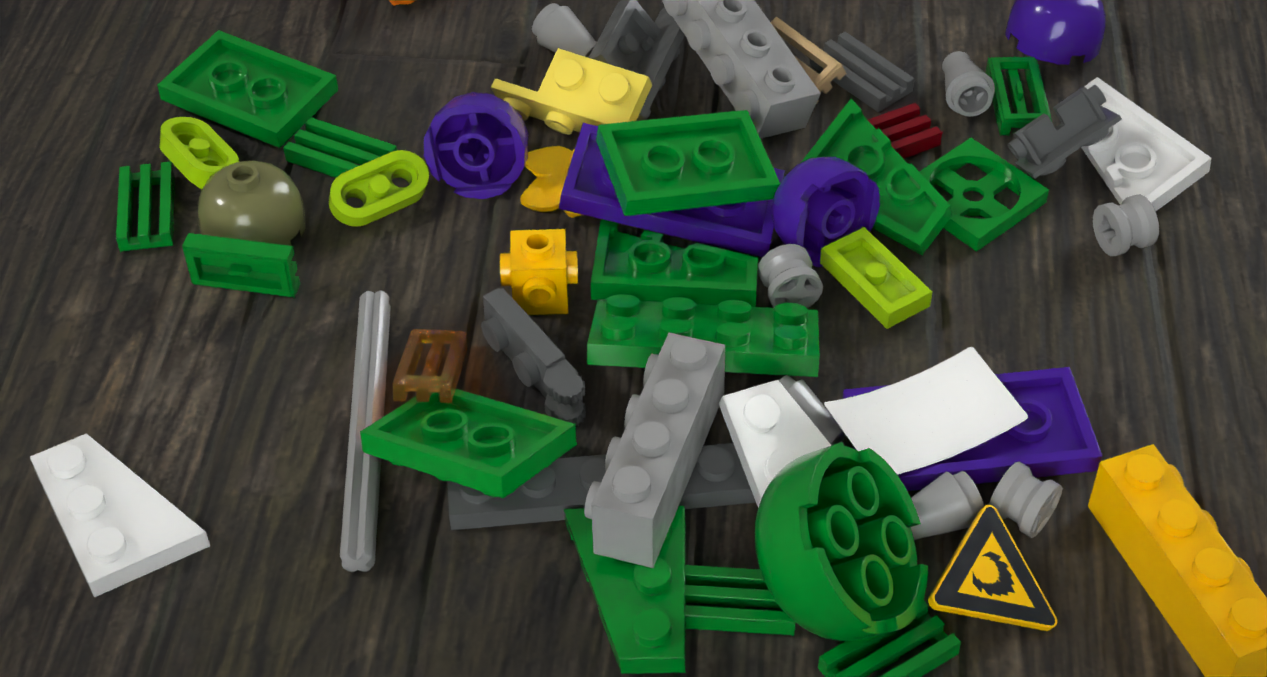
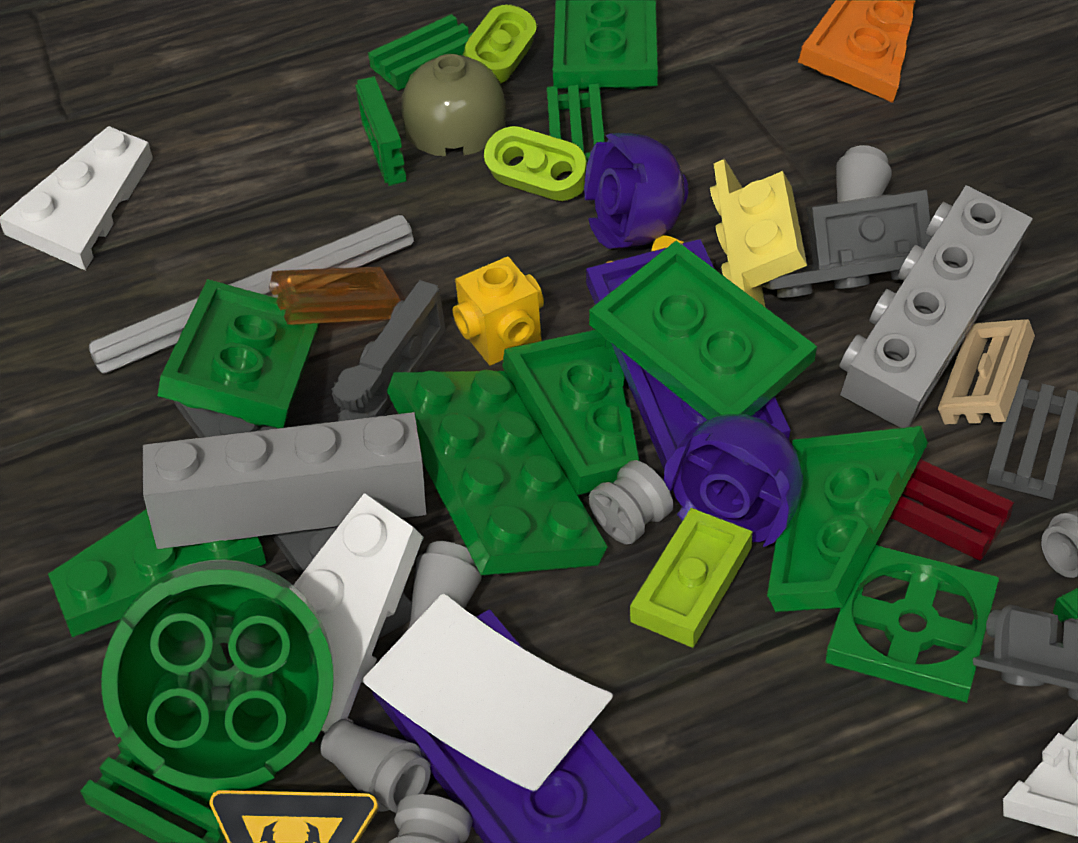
camera: 65 degrees right, 0 degrees up
(1125, 225) = (963, 791): light grey wheel -> none

